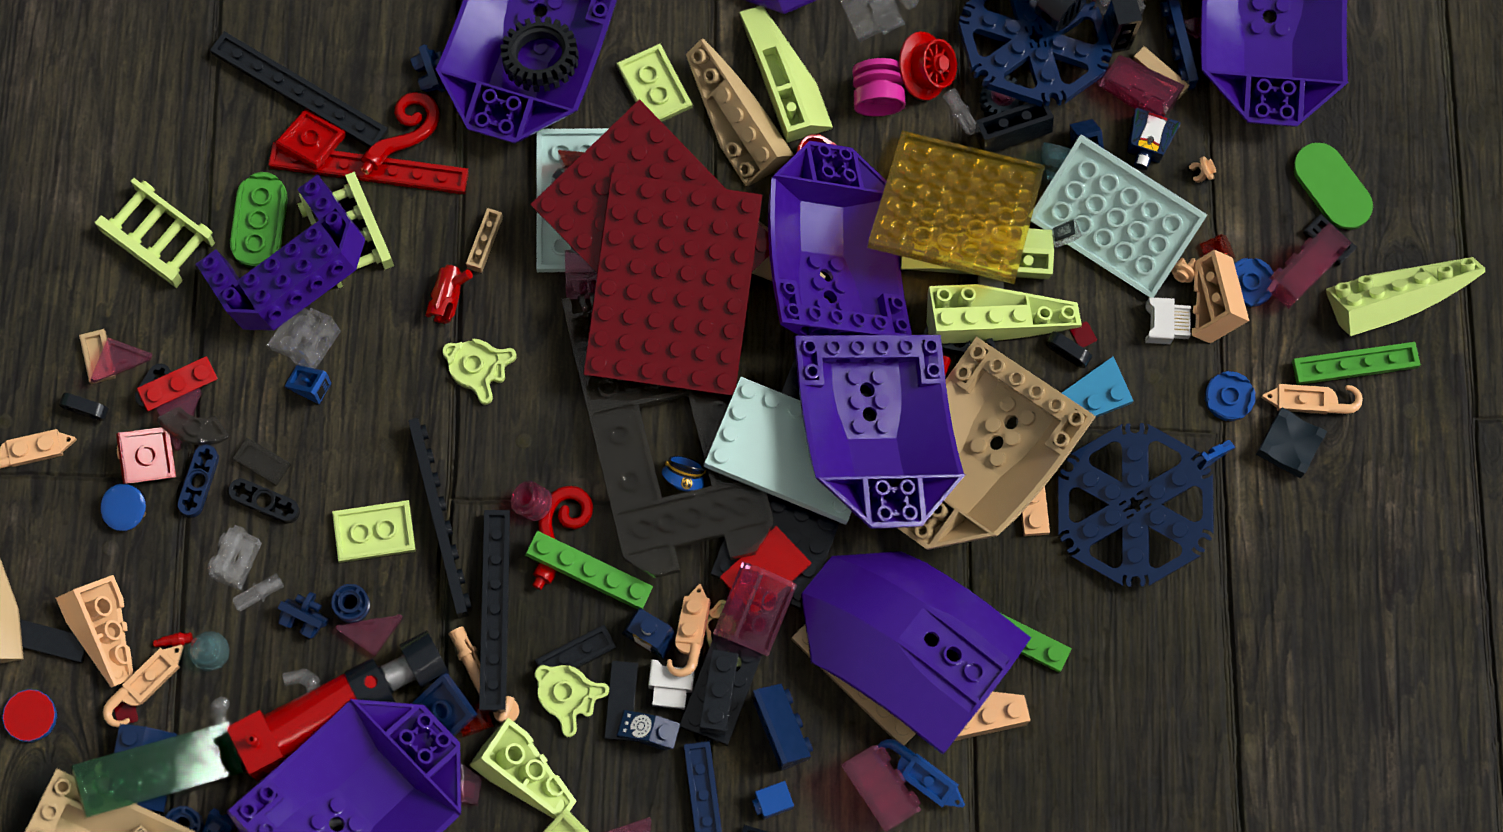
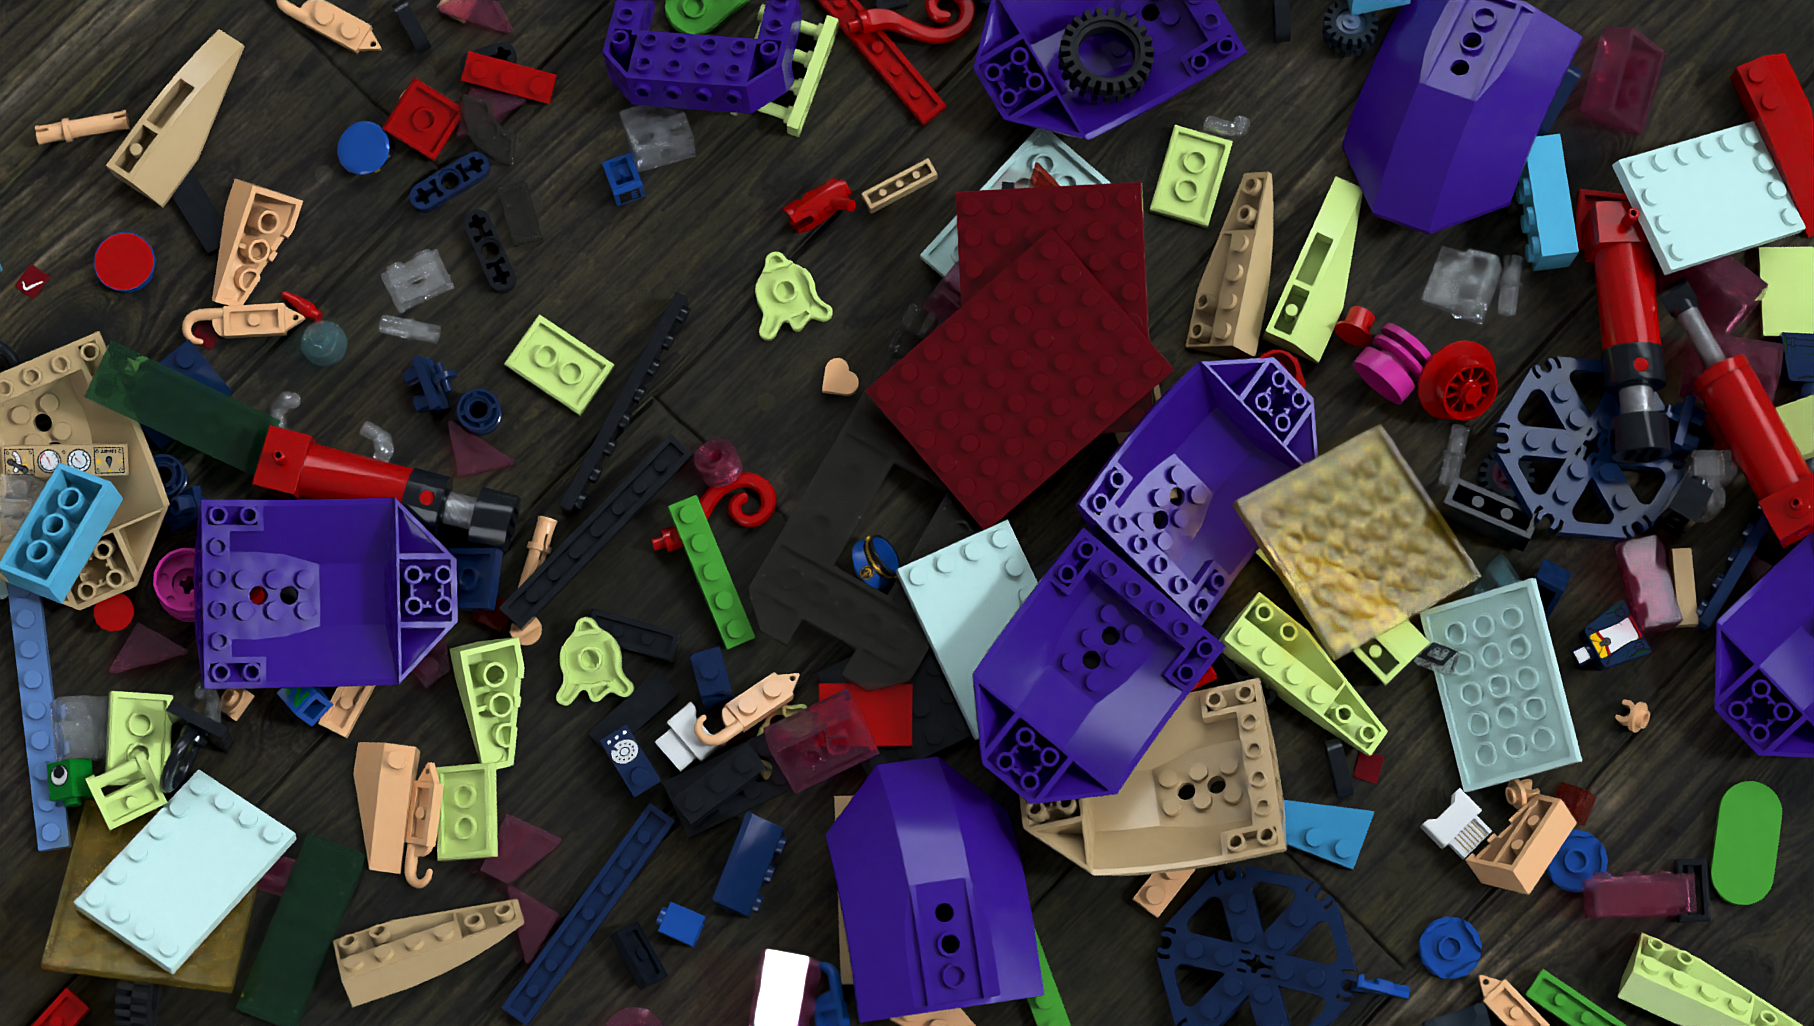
camera: 50 degrees right, 5 degrees up
(556, 386) = (839, 379): none -> light nougat tile
(655, 34) = (1227, 128): none -> clear arm
(835, 87) = (1356, 327): none -> red piece

